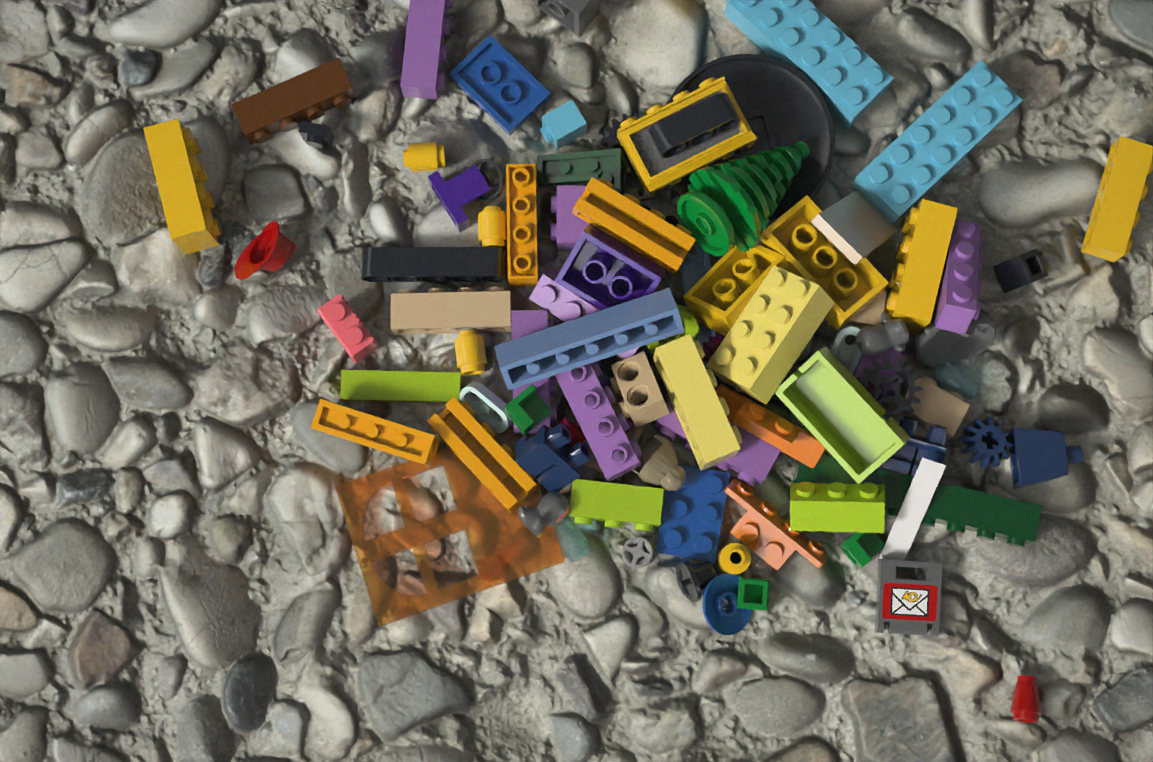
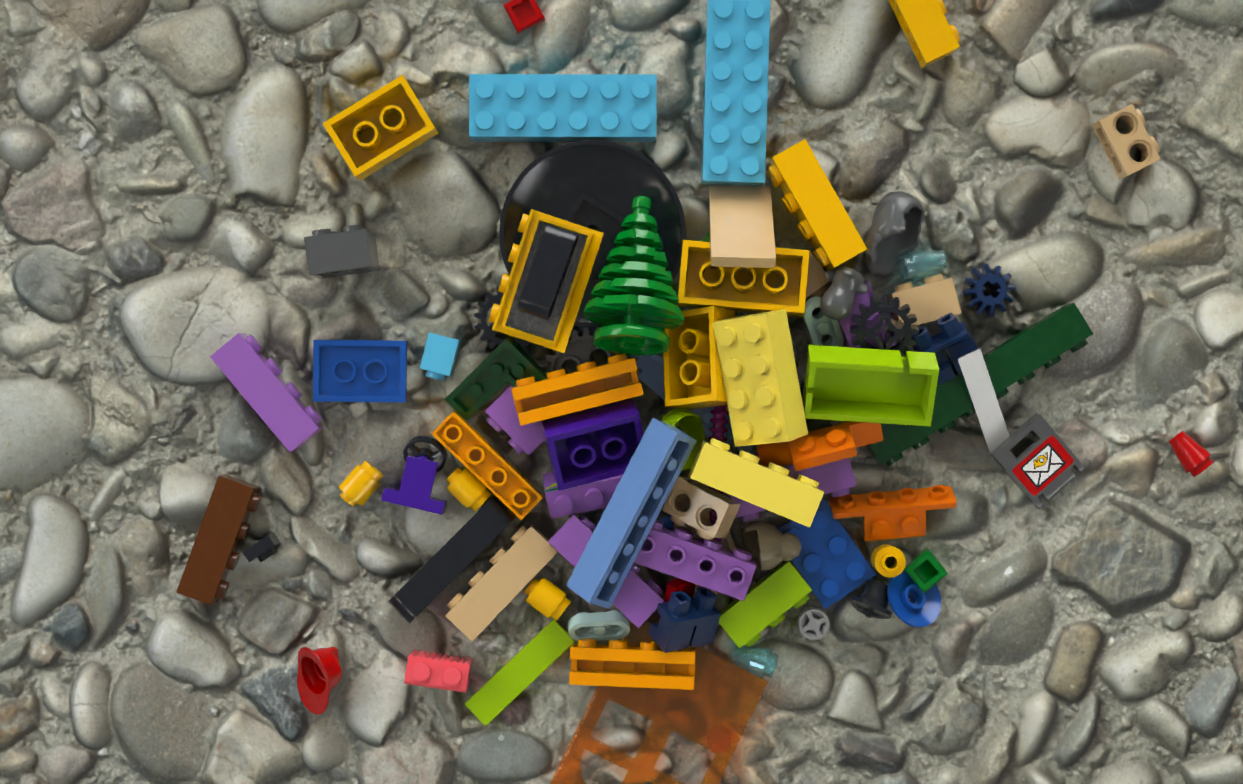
camera: 50 degrees left, 10 degrees up
(182, 186) = (206, 690): yellow brick -> none
(375, 433) = (539, 728): light orange brick -> none
(527, 410) = (637, 606): green panel -> none
(546, 513) = (722, 662): dark grey animal -> none
(837, 507) = (928, 453): lime brick -> none
(861, 548) = (969, 456): green panel -> none
(959, 280) = (857, 193): medium lavender brick -> none
(1020, 270) = (893, 131): black brick -> none
(1040, 456) = (1038, 263): dark blue torso -> none

